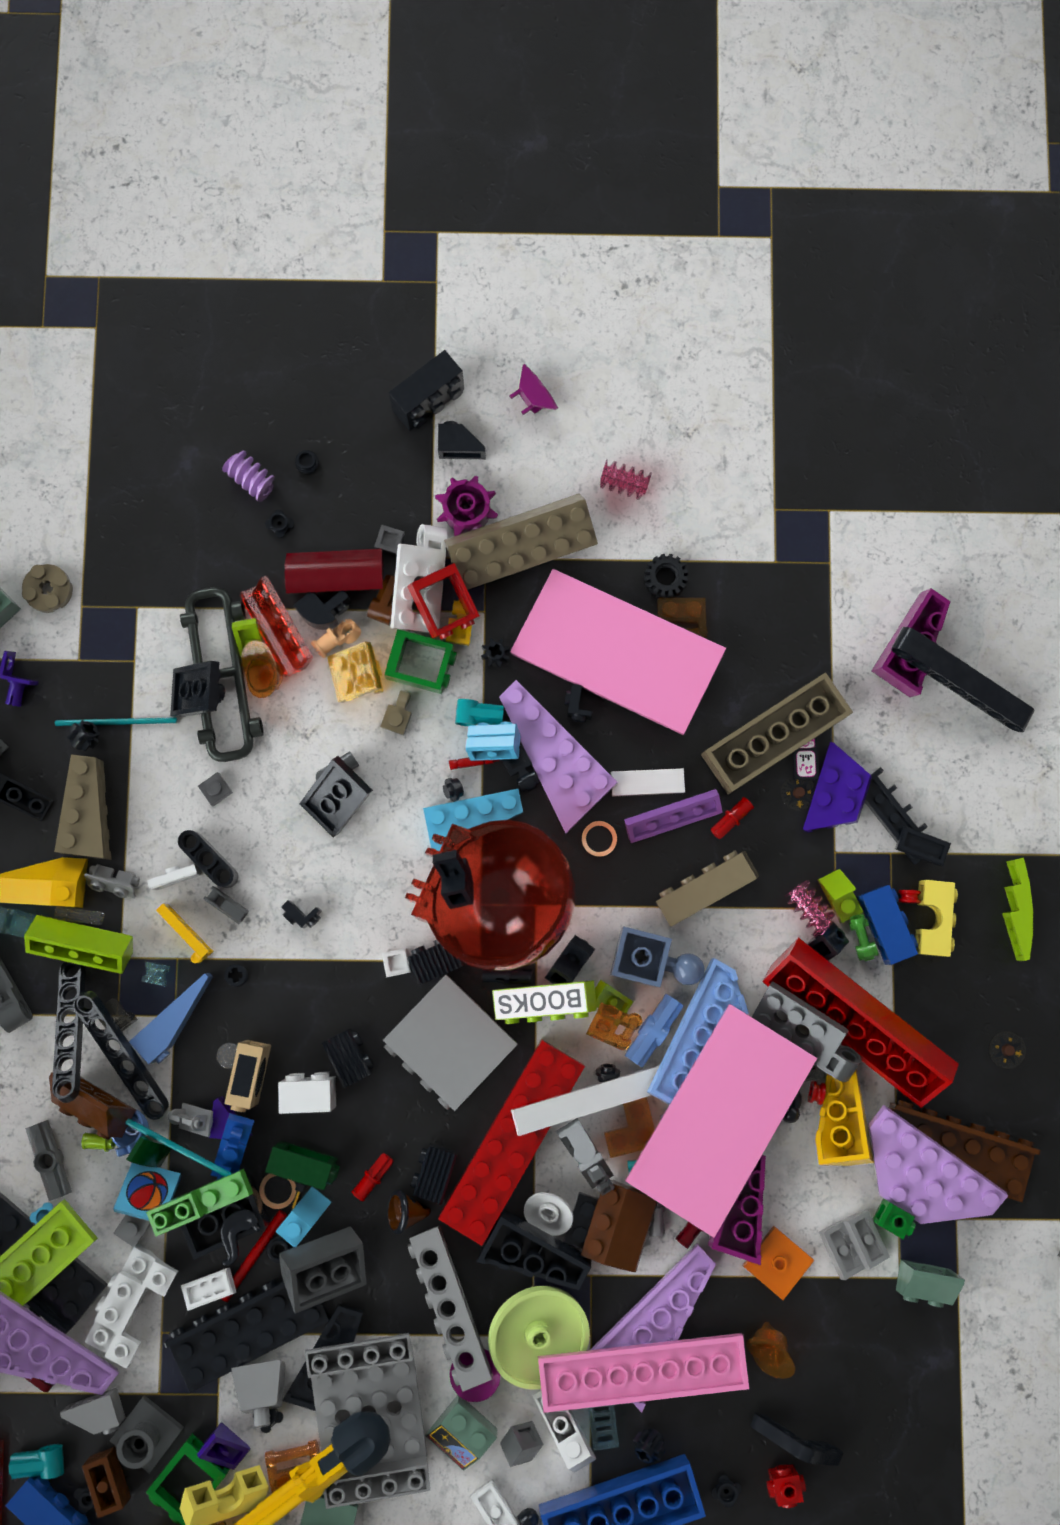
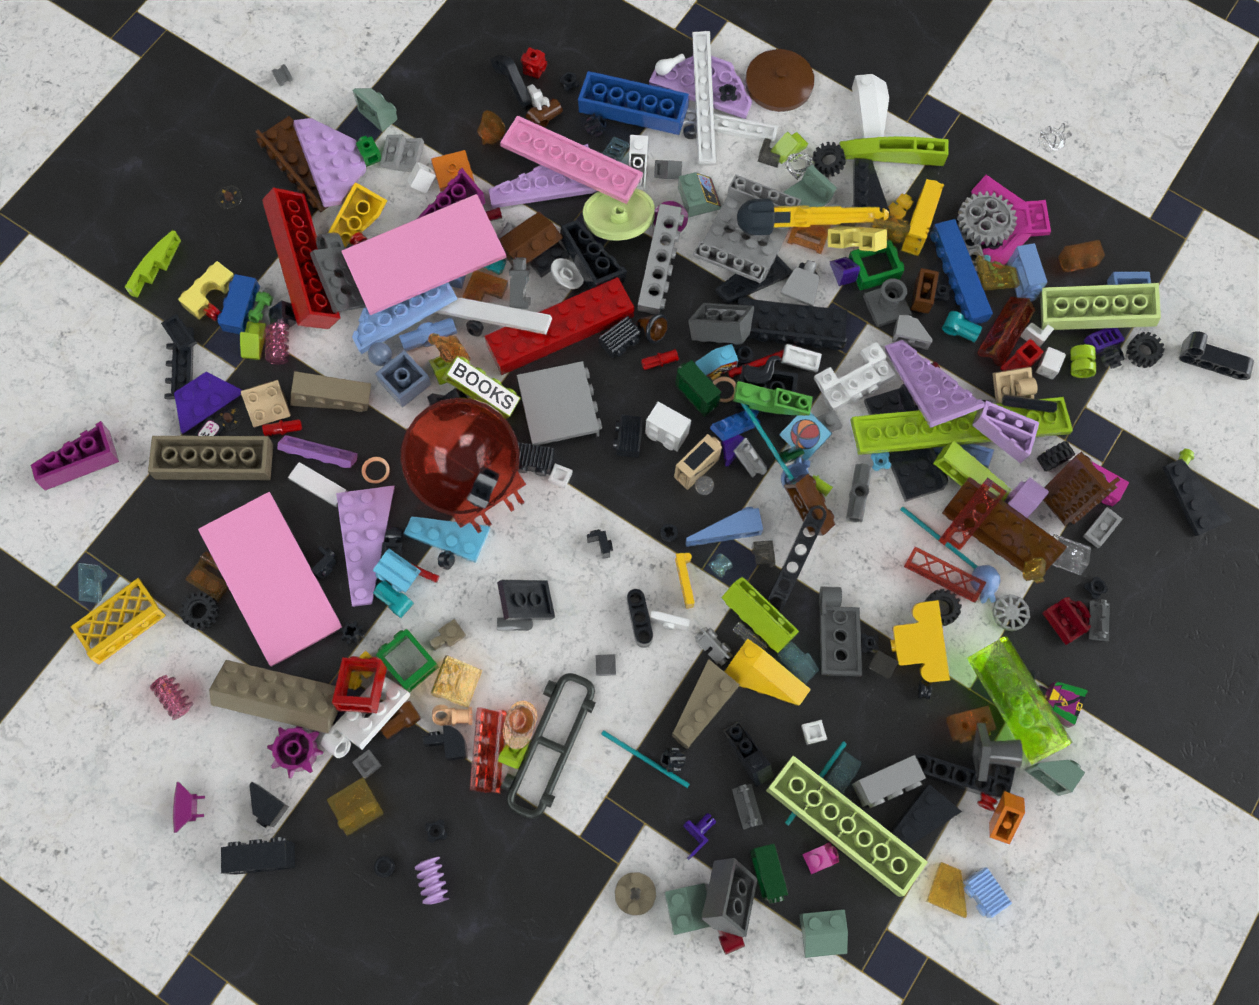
camera: 145 degrees left, 10 degrees down
(117, 1057) = (776, 524): black beam -> none
(196, 689) = (573, 736): black plate -> none
(228, 907) = (646, 579): dark grey bar -> none
(334, 571) = (420, 762): dark red brick -> none
(372, 495) = (355, 806): none -> clear yellow plate
(719, 511) = (125, 632): none -> yellow fence
(725, 1411) = (543, 116): none -> reddish brown piece
(748, 1436) = (536, 97): none -> white plate
(768, 831) = (265, 403): none -> tan plate
(793, 531) = (90, 581): none -> clear light blue slope
(806, 1226) = (421, 177): none -> white panel
(962, 679) = (67, 412): black beam -> none

